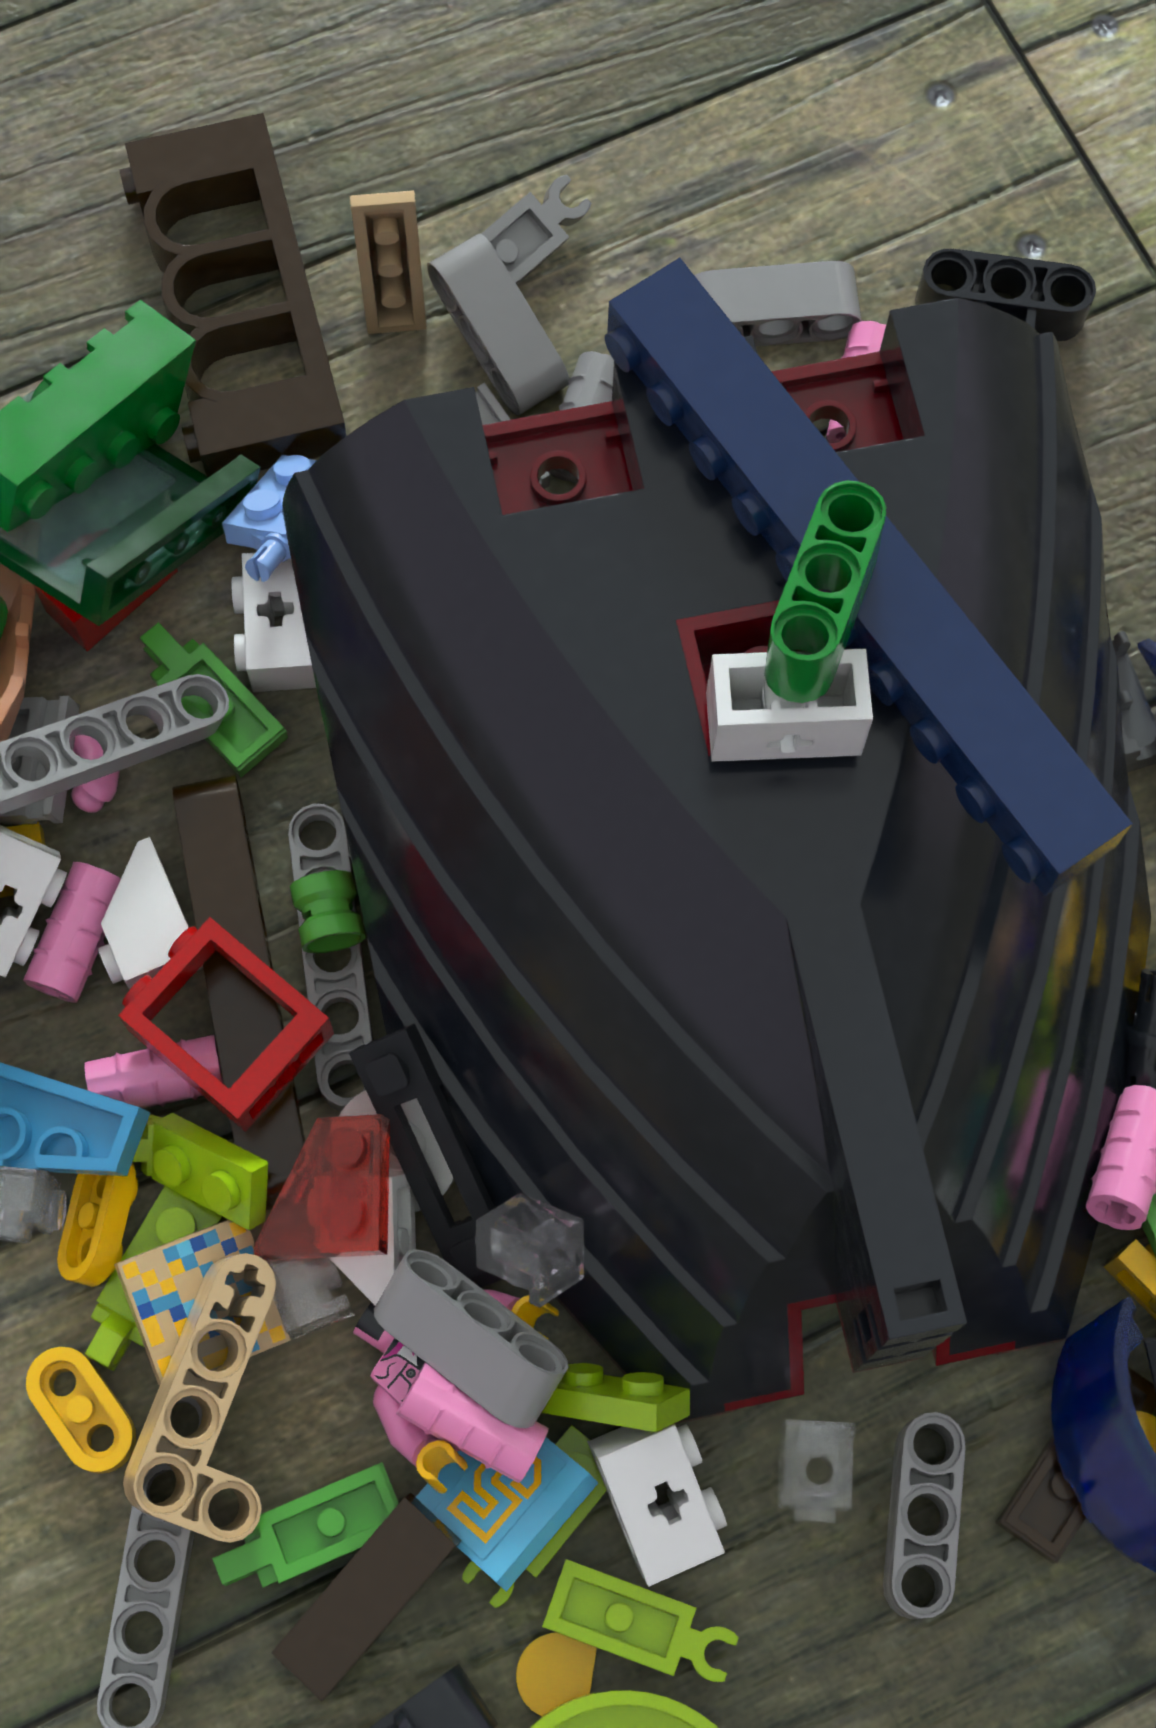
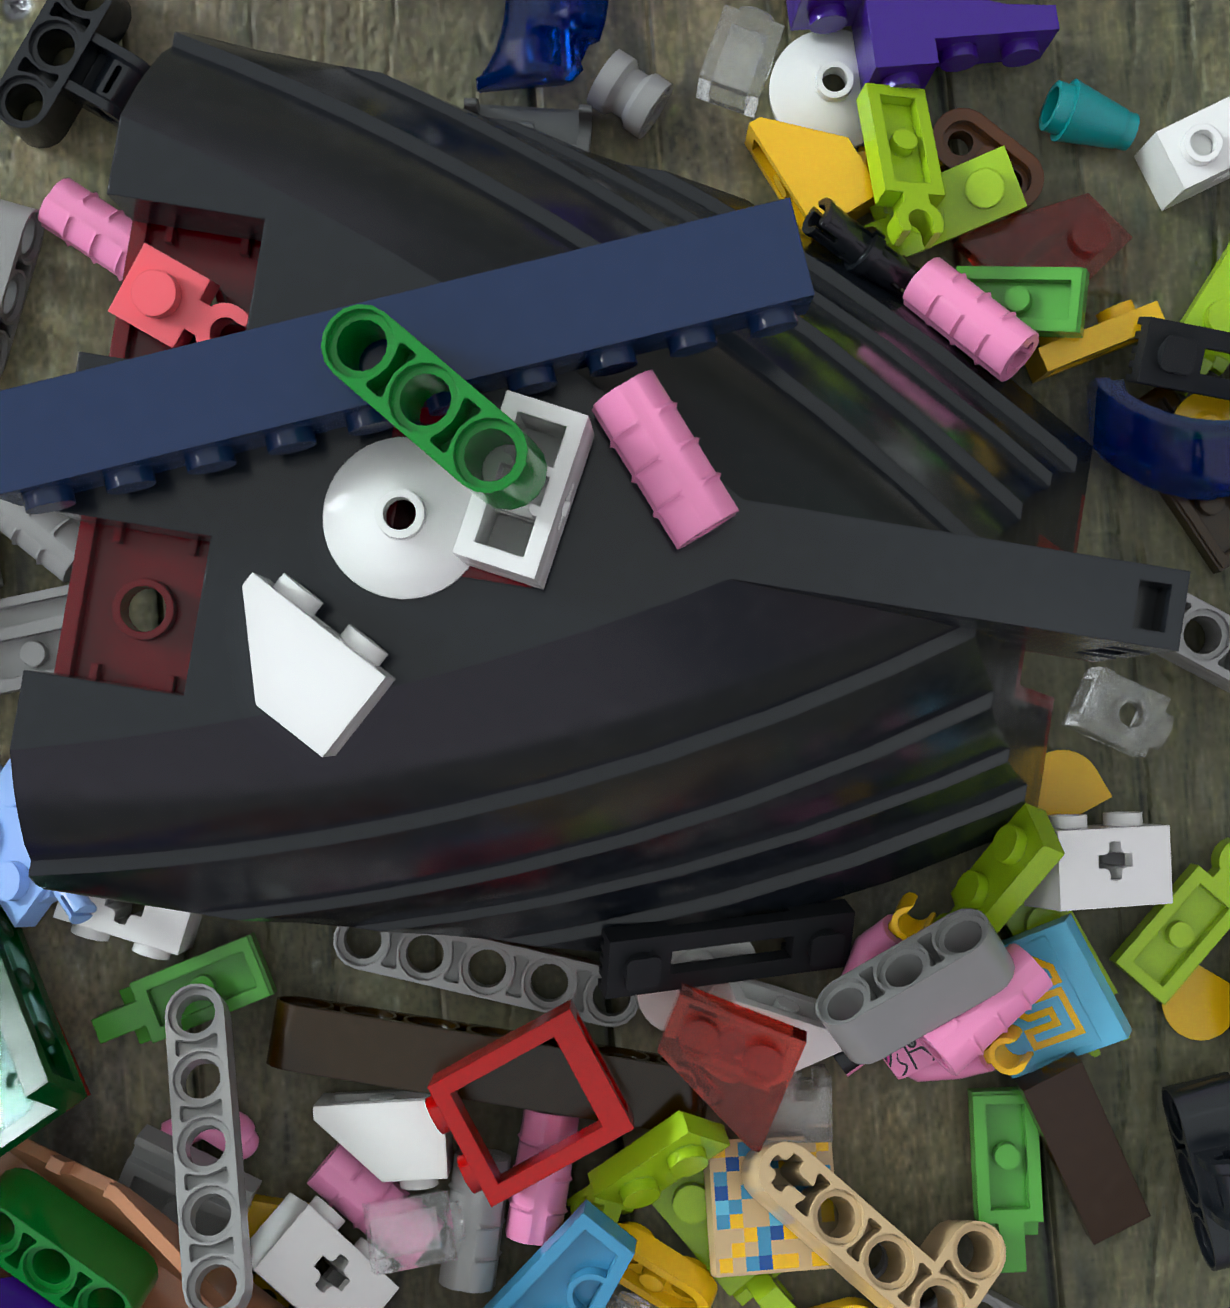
camera: 65 degrees left, 15 degrees up
(67, 961) = (412, 1231): none -> clear brick
(76, 1033) = (479, 1254): none -> light grey axle
(326, 906) = (446, 963): bright green wheel -> none
(531, 1247) = (850, 899): clear brick -> none
(563, 595) = (304, 670): none -> white slope
(684, 628) = (389, 560): none -> white dish
(727, 1451) = (1070, 784): none -> yellow piece
(829, 394) = (172, 301): none -> coral plate
(865, 816) = (664, 459): none -> bright pink axle

